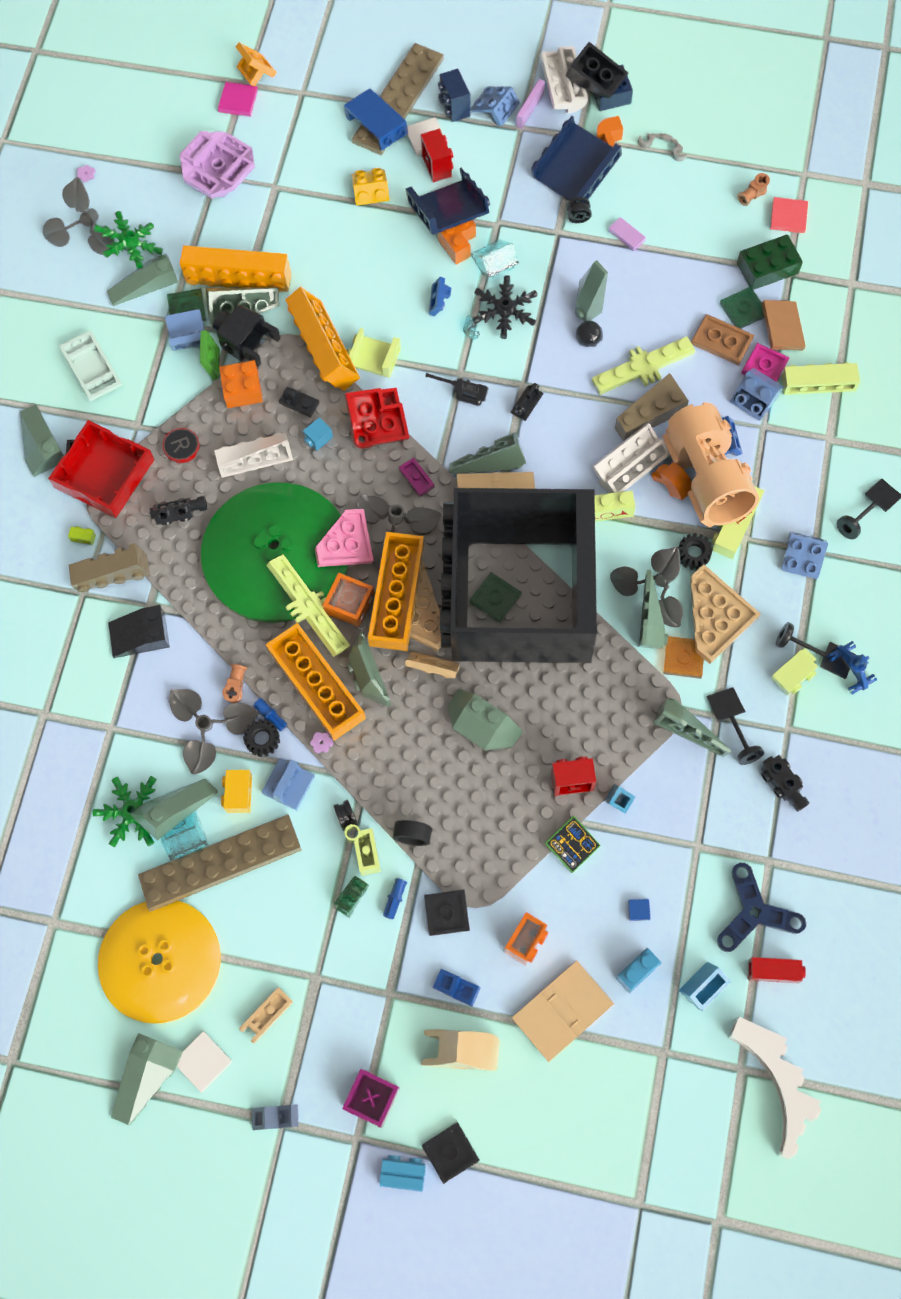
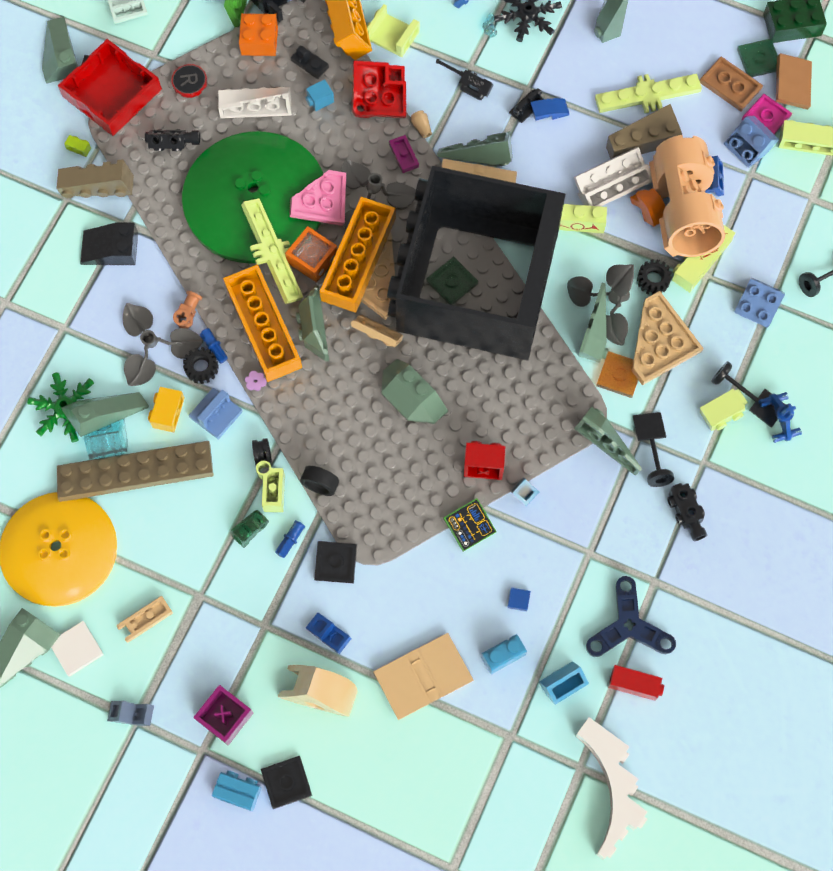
camera: 10 degrees right, 0 degrees up
(426, 442) = (421, 123): none -> tan cone
(526, 938) = (404, 601): orange piece -> none
(550, 400) = (547, 108): none -> blue slope
(589, 334) = (602, 53): black hair -> none

